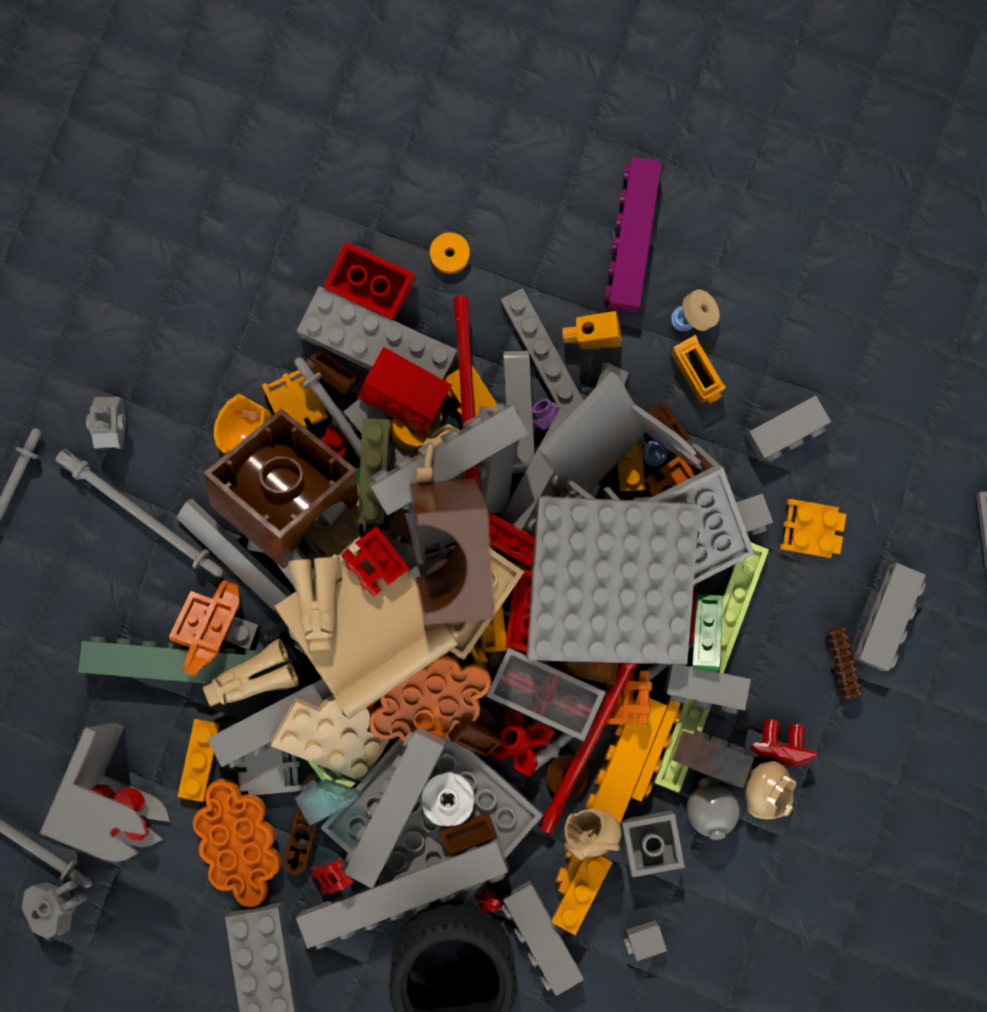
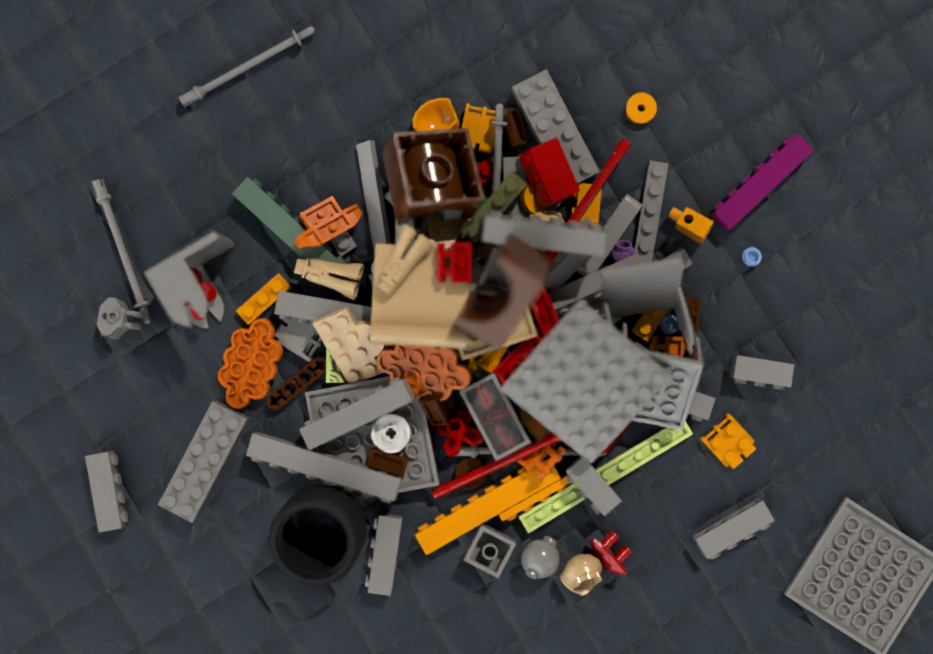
camera: 45 degrees right, 5 degrees up
(81, 470) = (321, 73): light grey bar -> none
(107, 422) = (358, 56): light grey hinge -> none
(324, 799) = (320, 378): clear light blue slope -> none
(331, 877) = (290, 425): red plate -> none
(370, 281) = (579, 89): red slope -> none
(424, 474) = (523, 233): tan hand -> none
(489, 901) = (370, 509): red plate -> none
(581, 893) = (428, 545): light orange plate -> none
(592, 833) = (459, 517): tan helmet -> none
(645, 941) = (442, 601): light grey brick -> none
(701, 310) = (766, 259): tan piece -> none
(708, 632) = (618, 454): plate -> none
(709, 394) = (734, 315): light orange window -> none
(713, 757) = (564, 529): flat silver brick -> none
(844, 663) = (685, 534): reddish brown piece -> none

